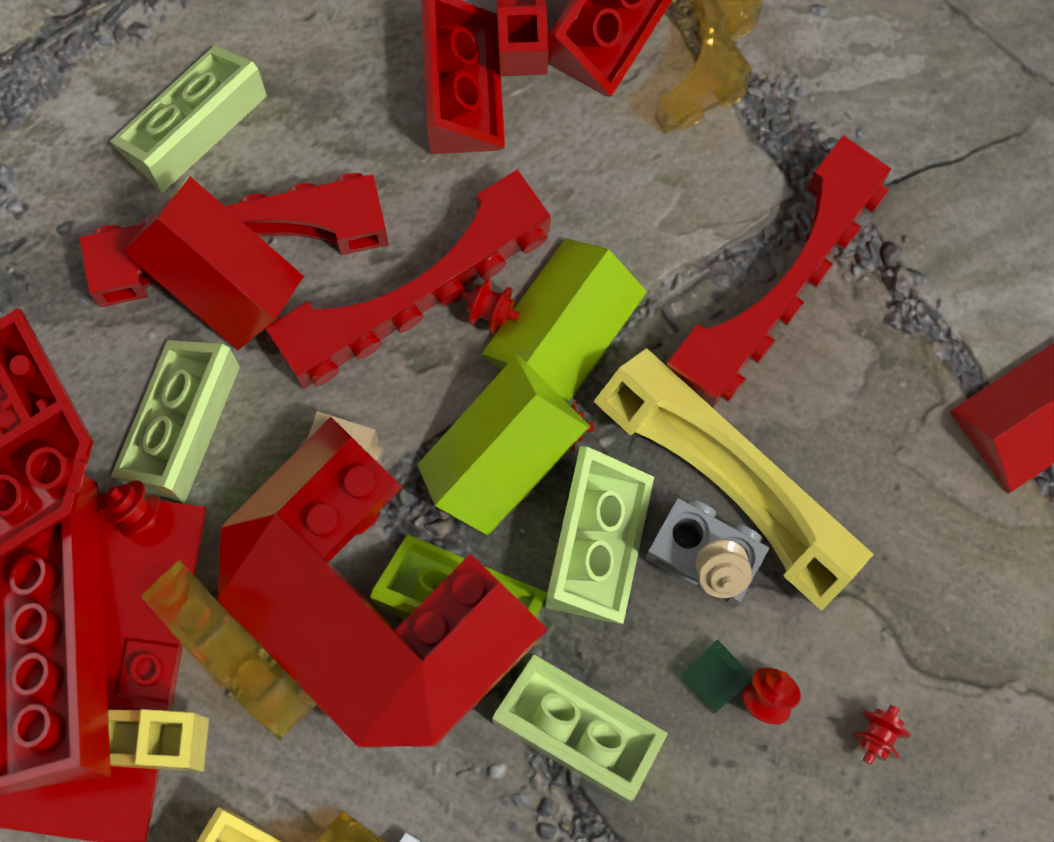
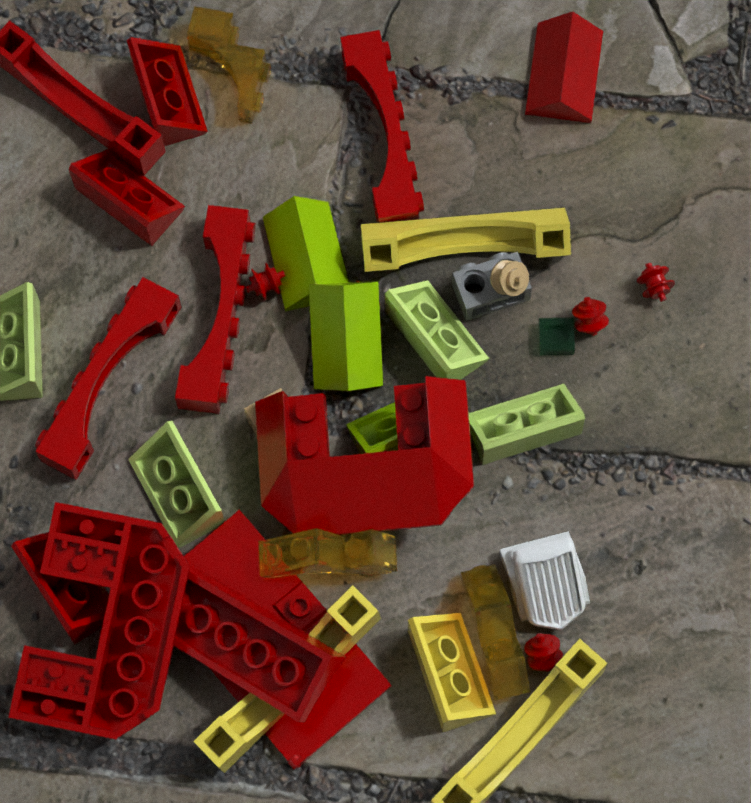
camera: 45 degrees left, 5 degrees down
(132, 508) = (209, 542): red wheel -> none
(214, 264) = (116, 395): red slope -> none

